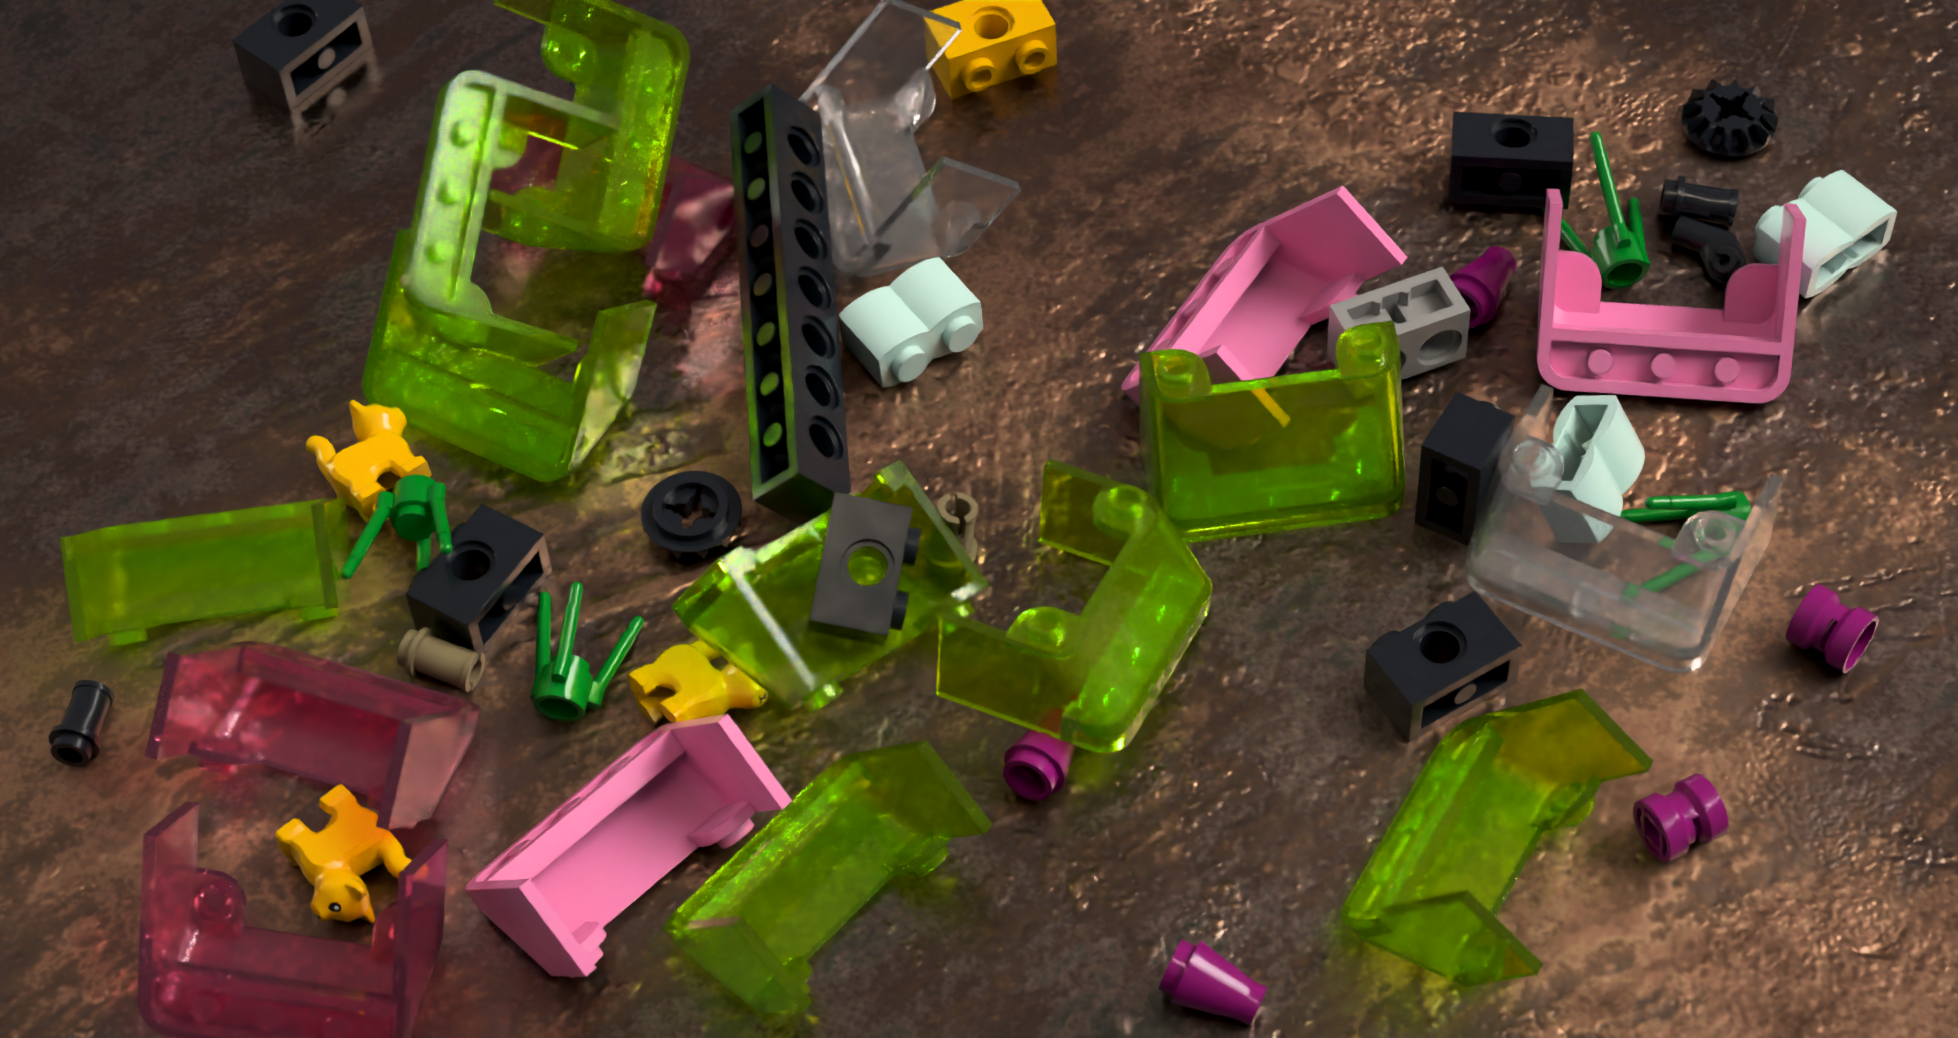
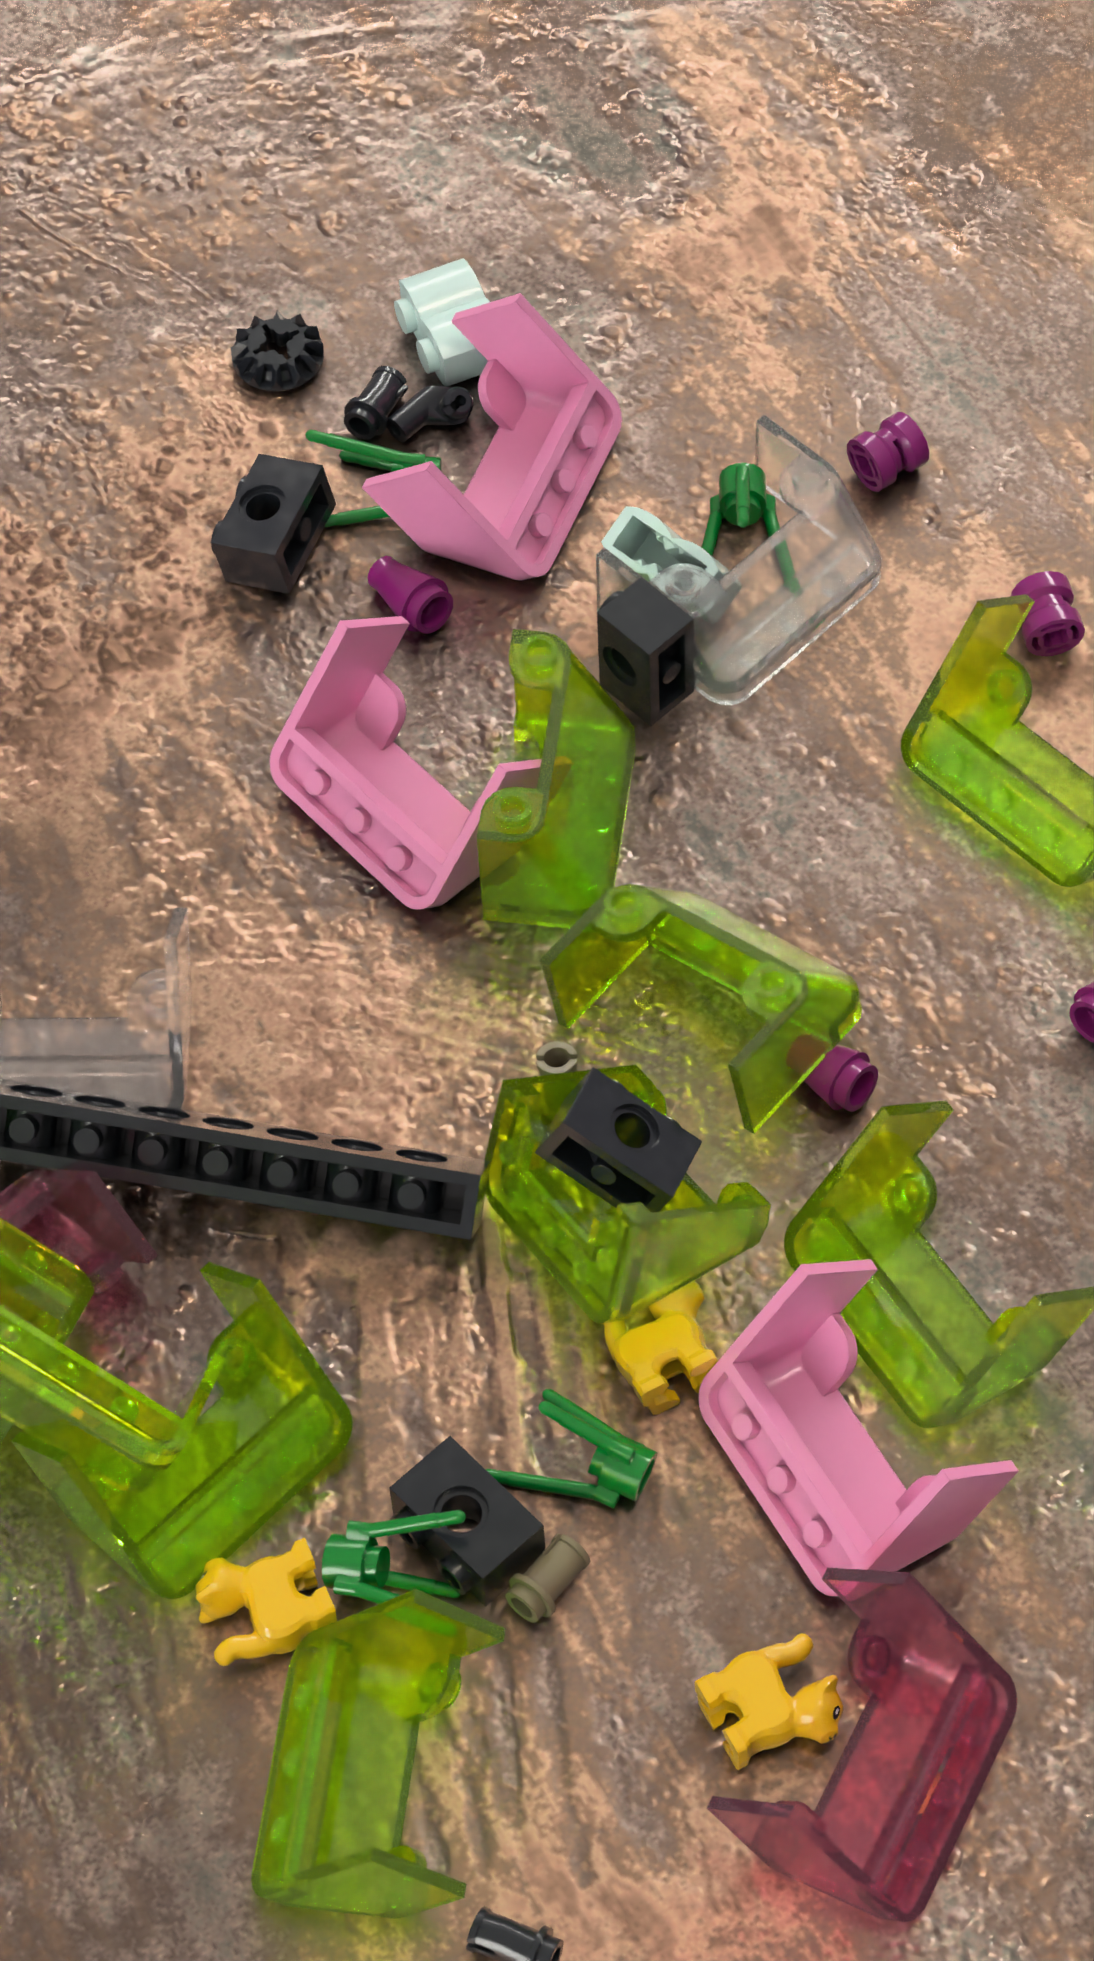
camera: 75 degrees left, 5 degrees up
(315, 721) = (612, 1672): clear pink windscreen -> none
(676, 498) = (431, 1291): black gear -> none
(911, 322) = (273, 1062): light aqua brick -> none
(1423, 694) = (837, 708): black brick -> none
(1427, 317) = (456, 662): light grey brick -> none

